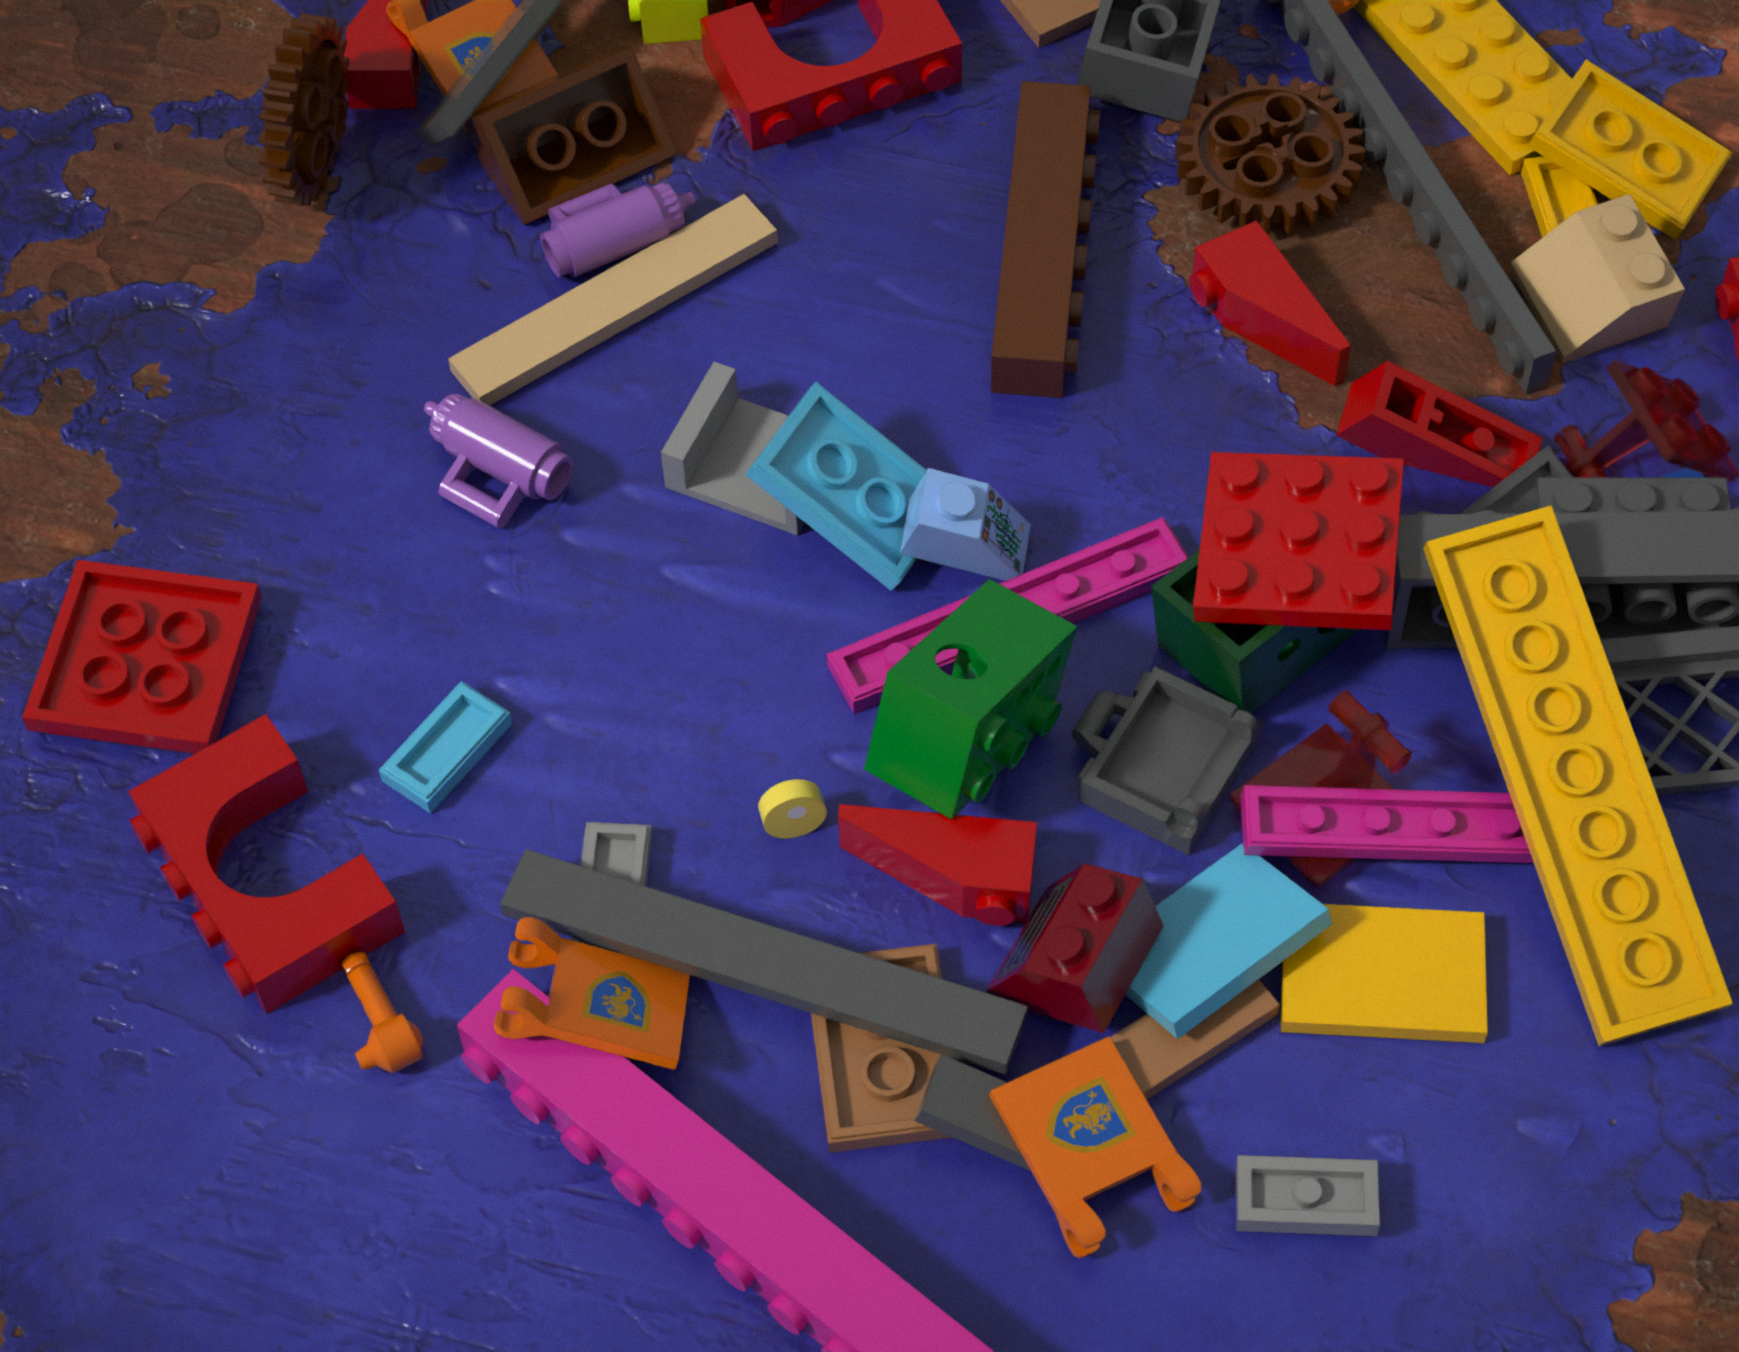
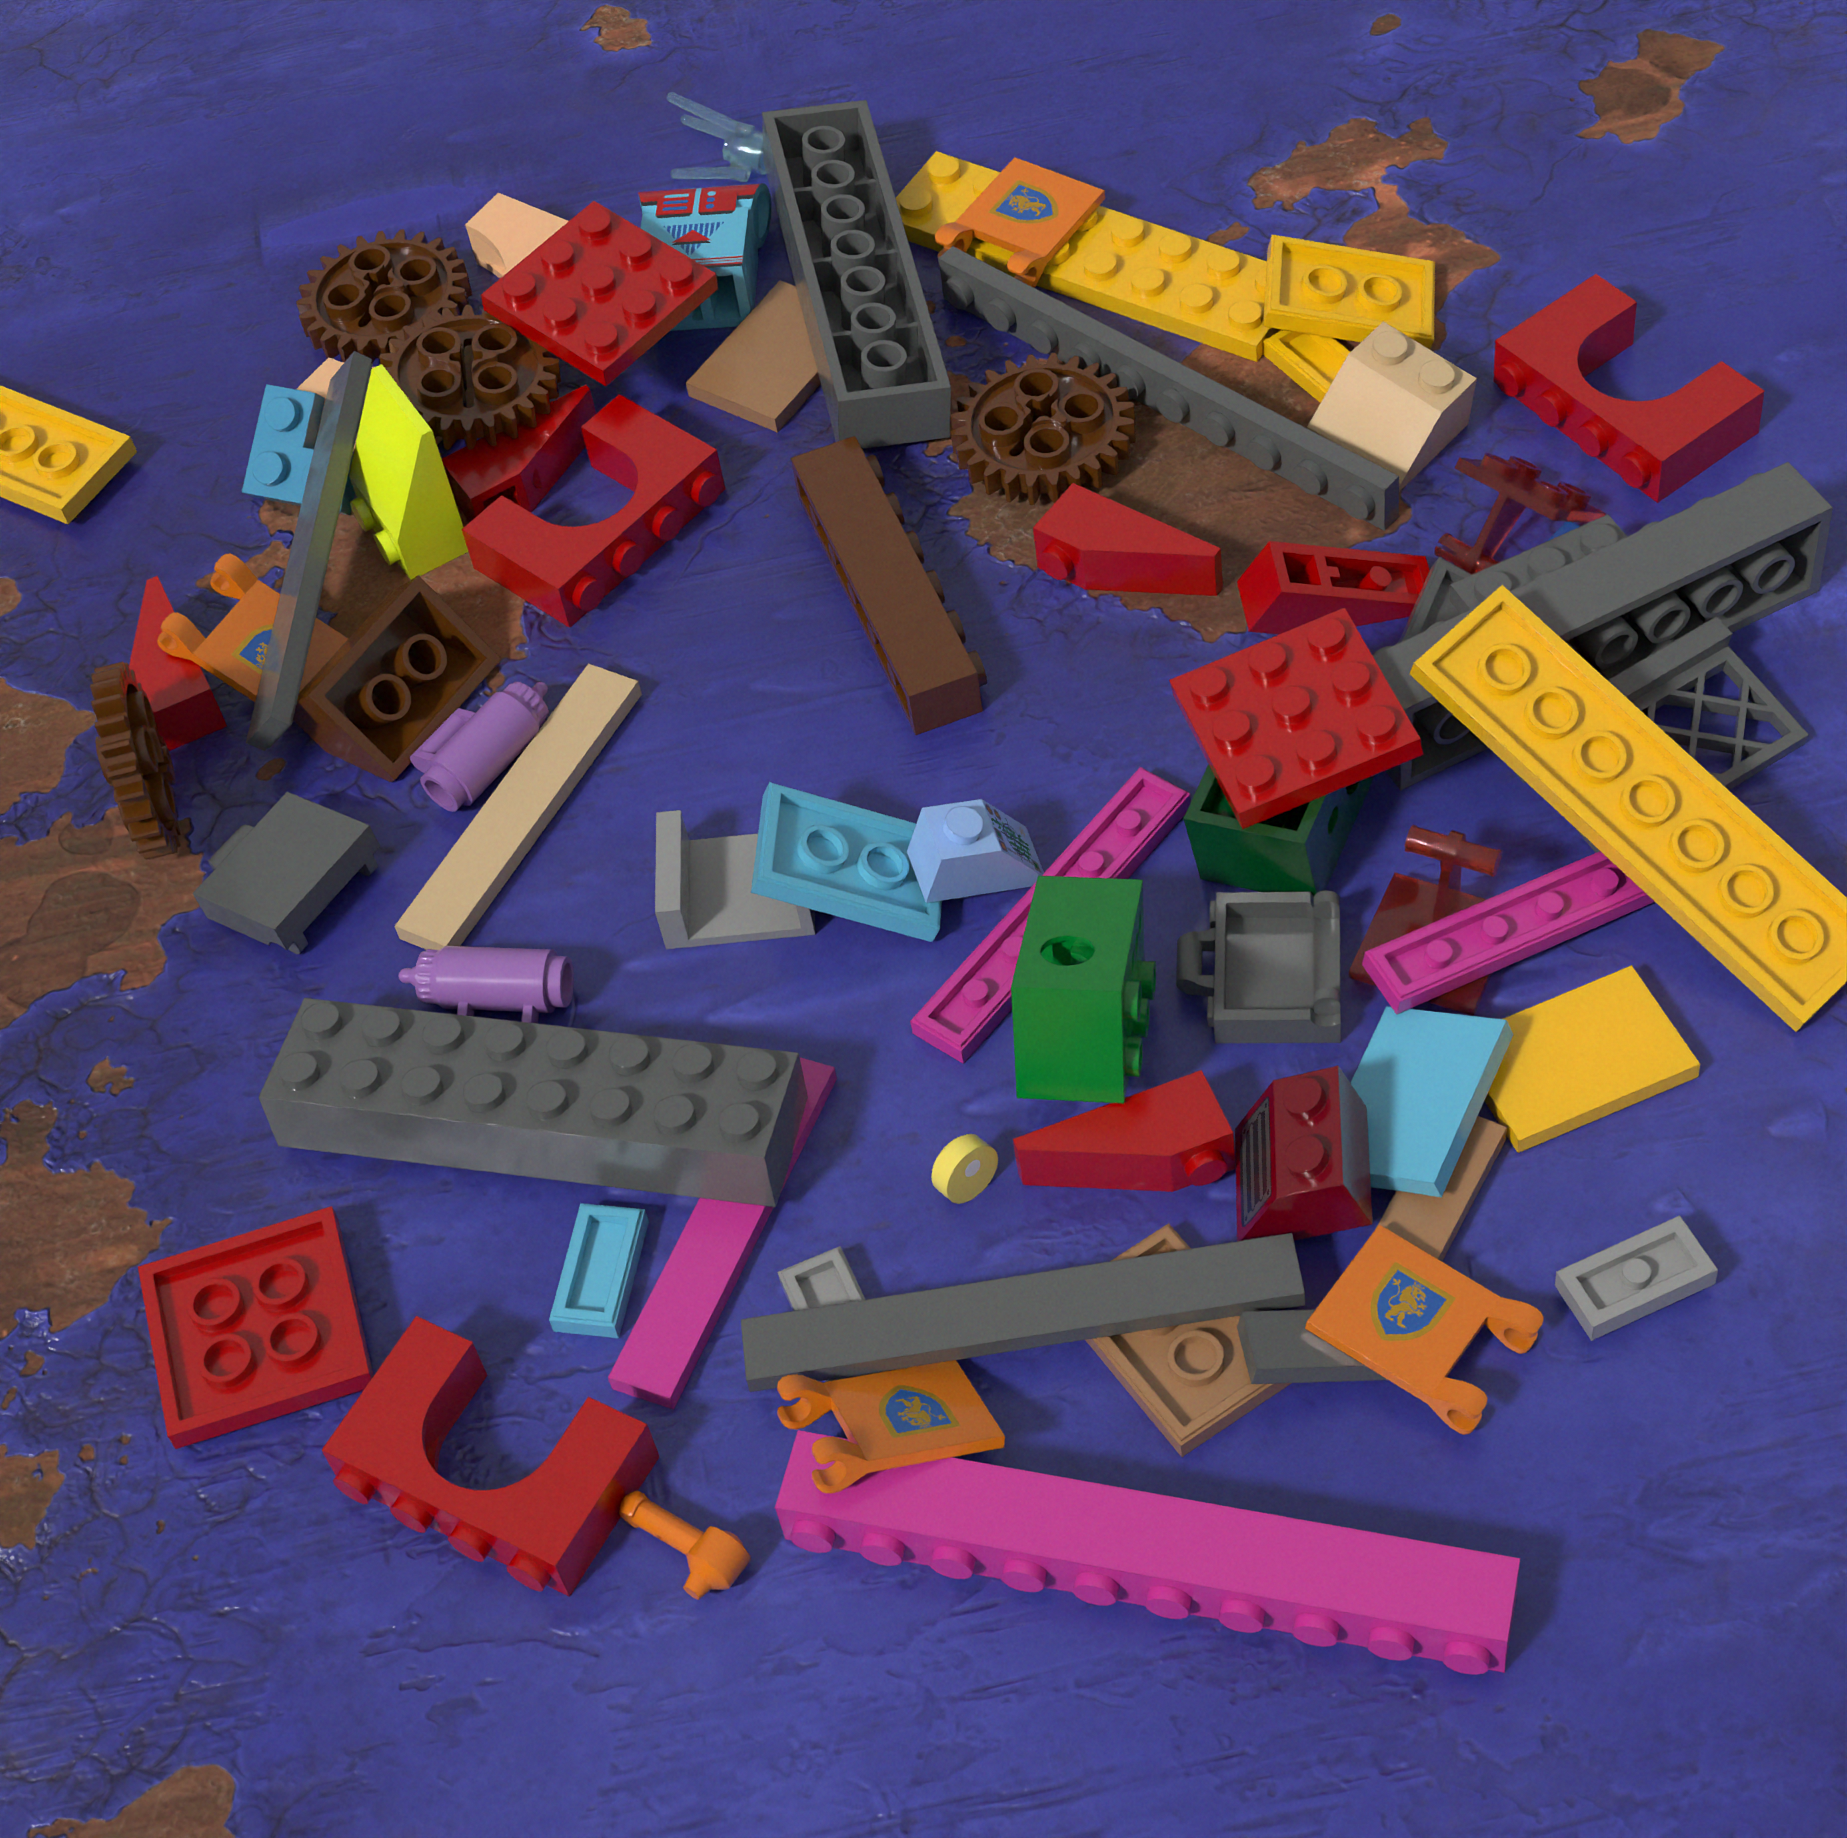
camera: 20 degrees left, 5 degrees down
(386, 265) = (285, 871): none -> dark grey piece
(474, 575) = (537, 1100): none -> dark grey brick
(567, 760) = (701, 1278): none -> dark pink tile

